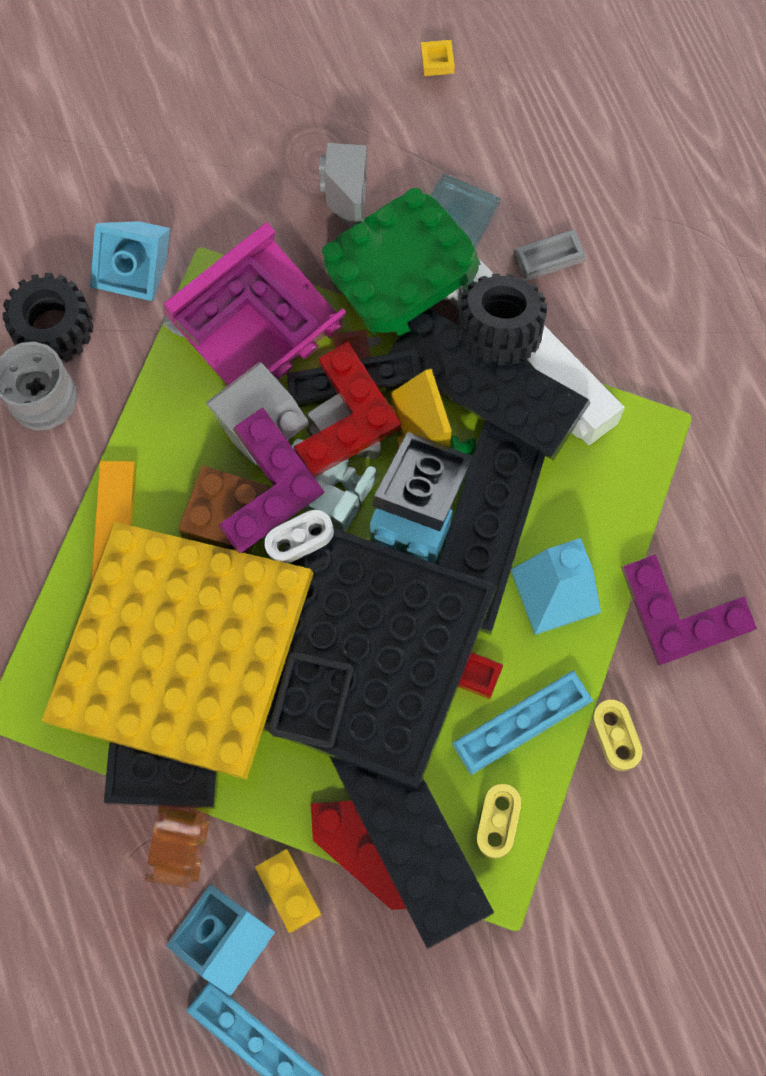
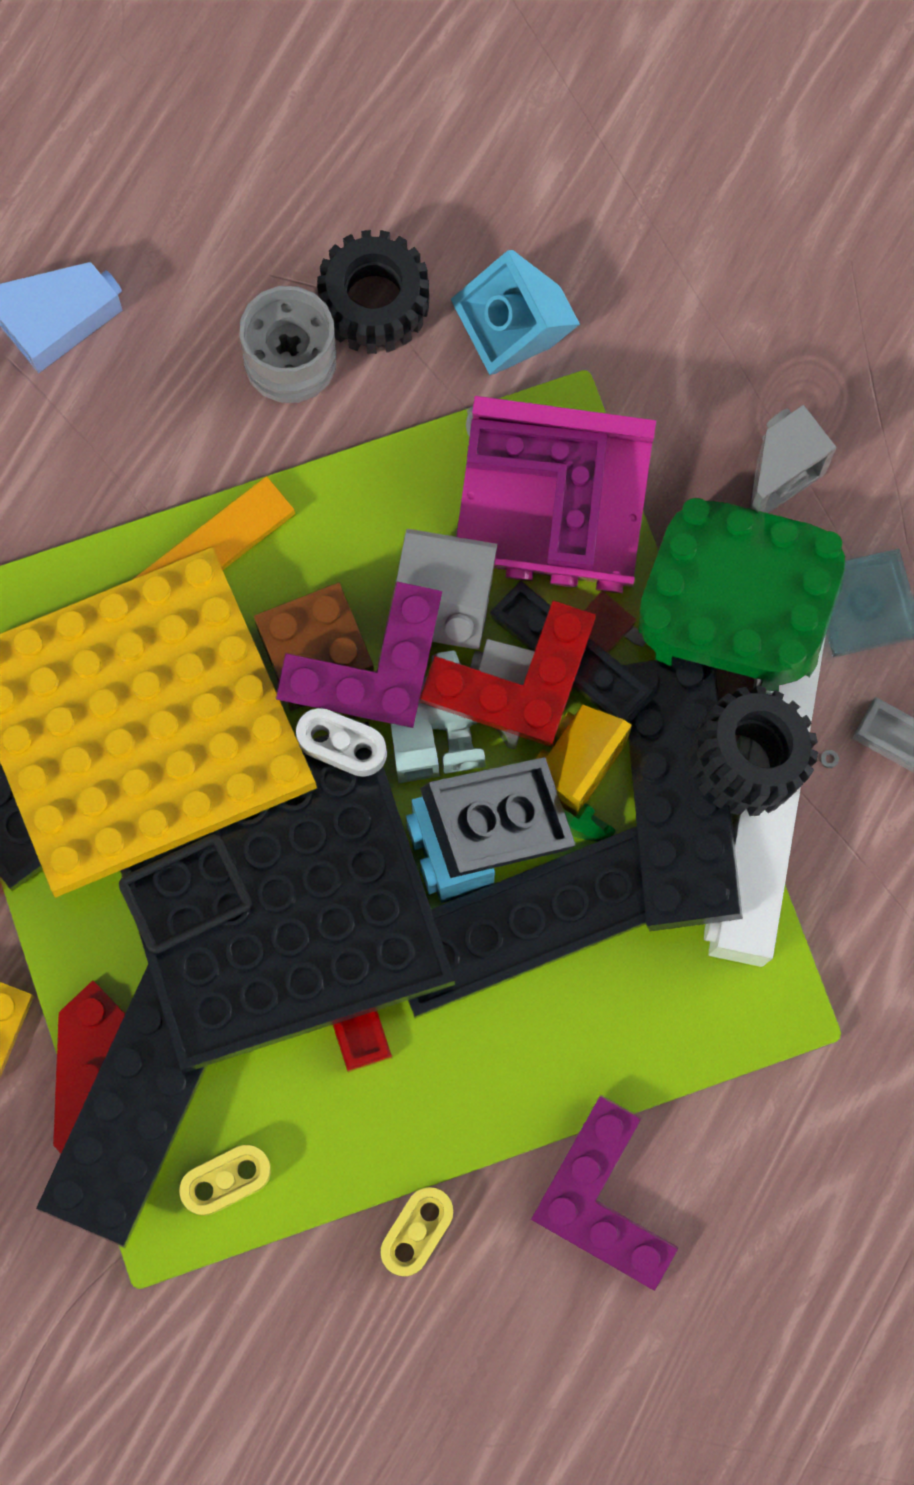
camera: 50 degrees right, 5 degrees up
(522, 722) = (348, 1124): medium azure tile -> none
(557, 586) = (519, 1046): medium azure slope -> none

